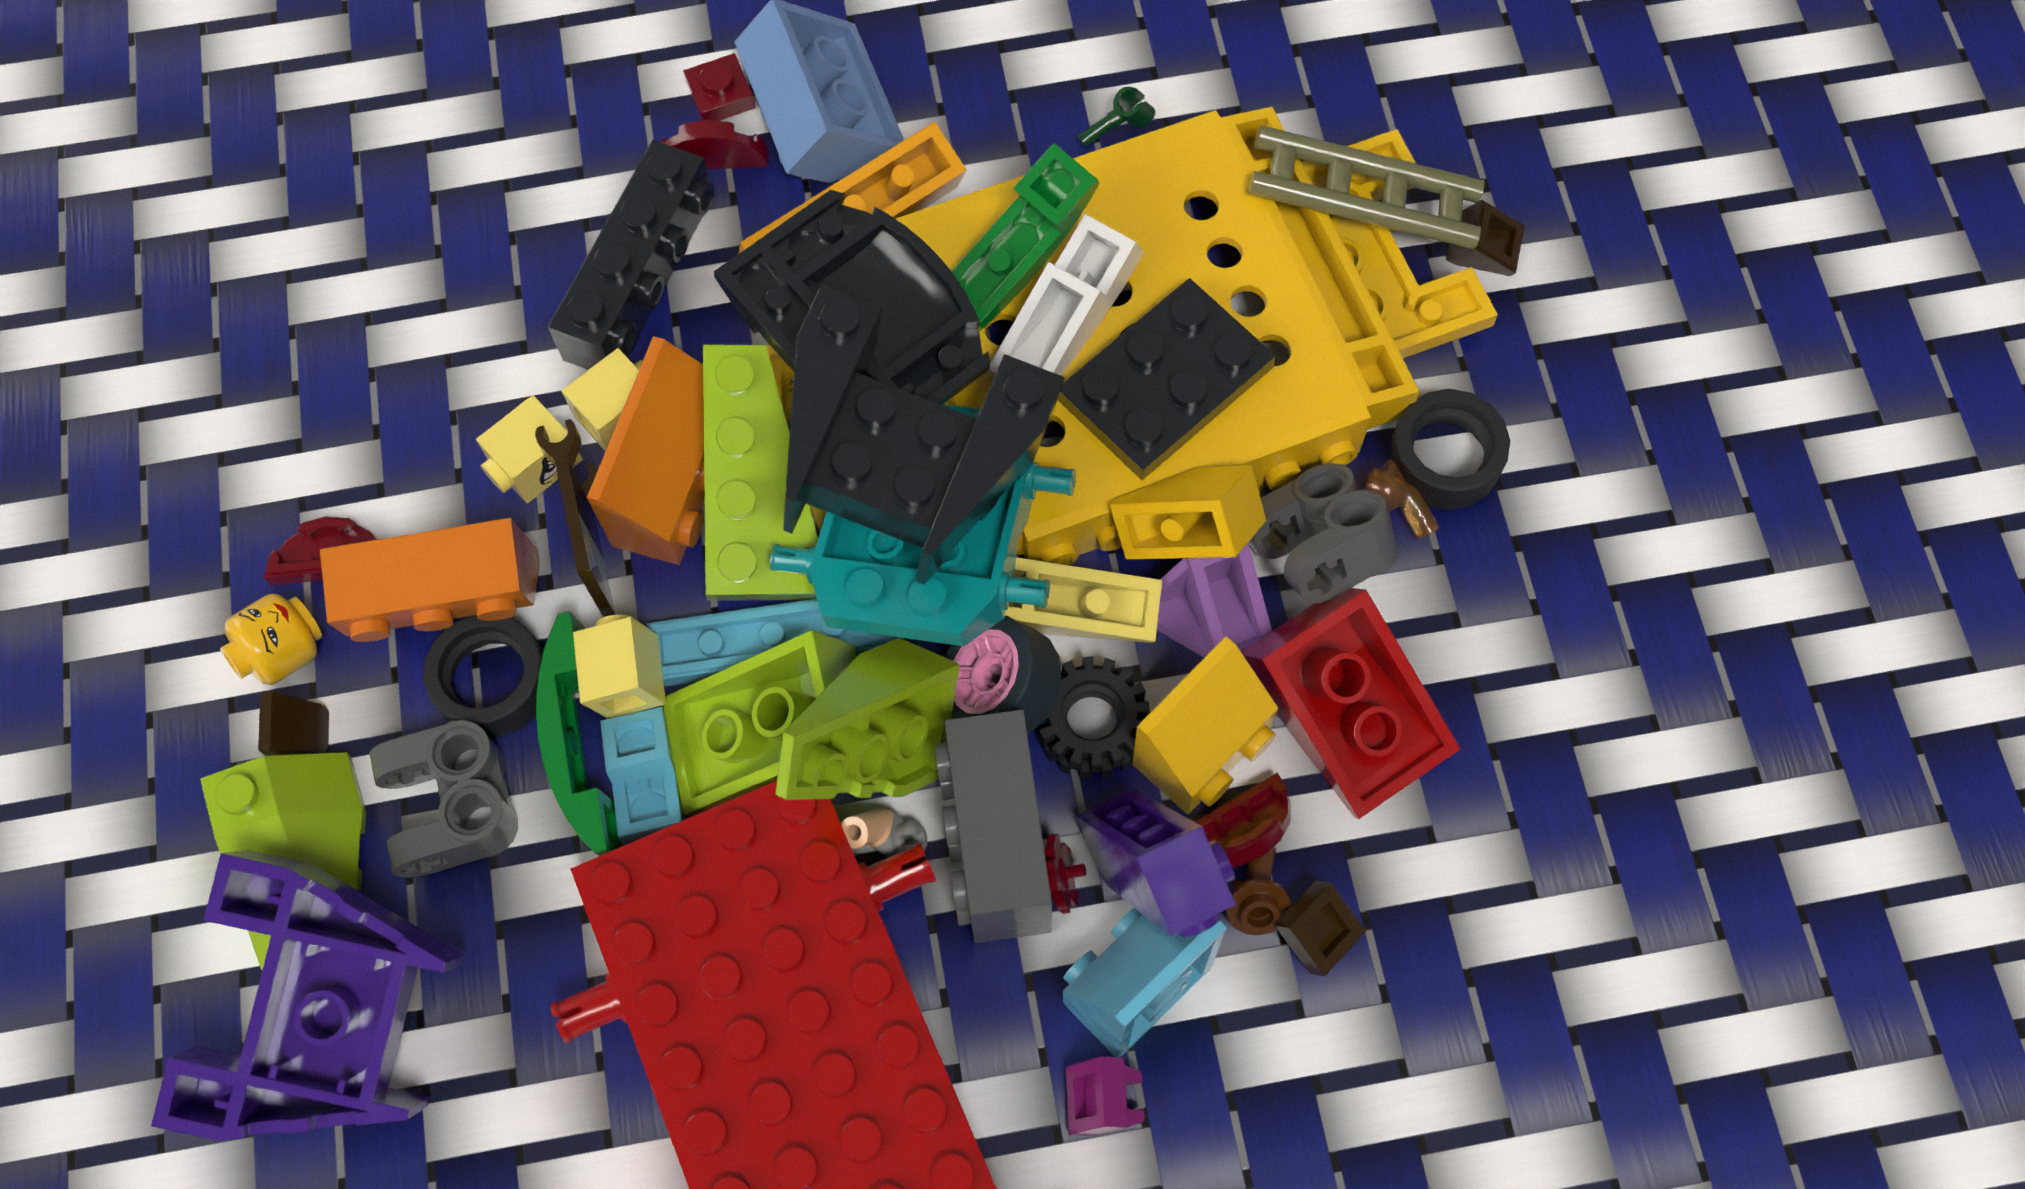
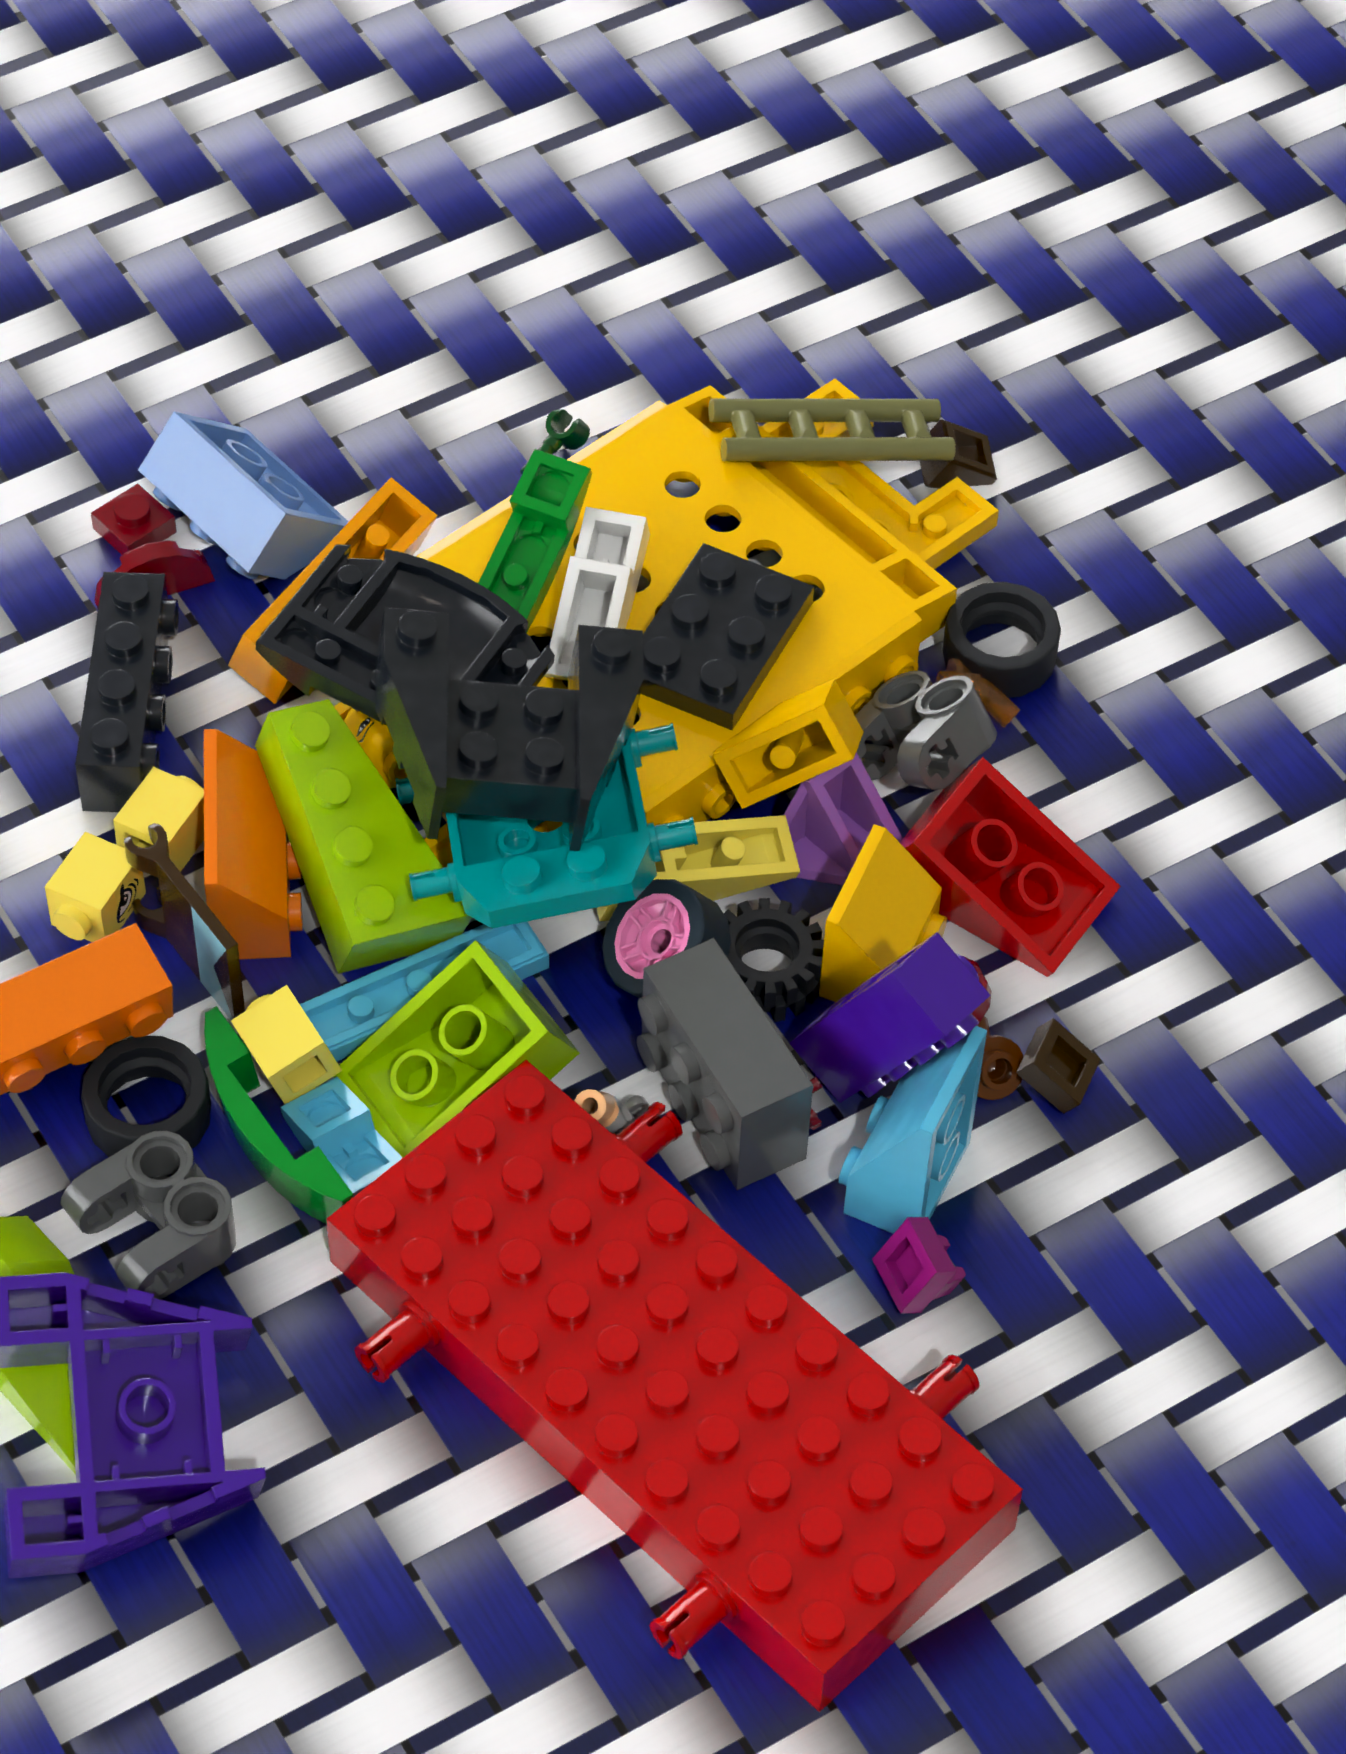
camera: 25 degrees left, 15 degrees down
(871, 727) = (584, 998): lime wedge -> none

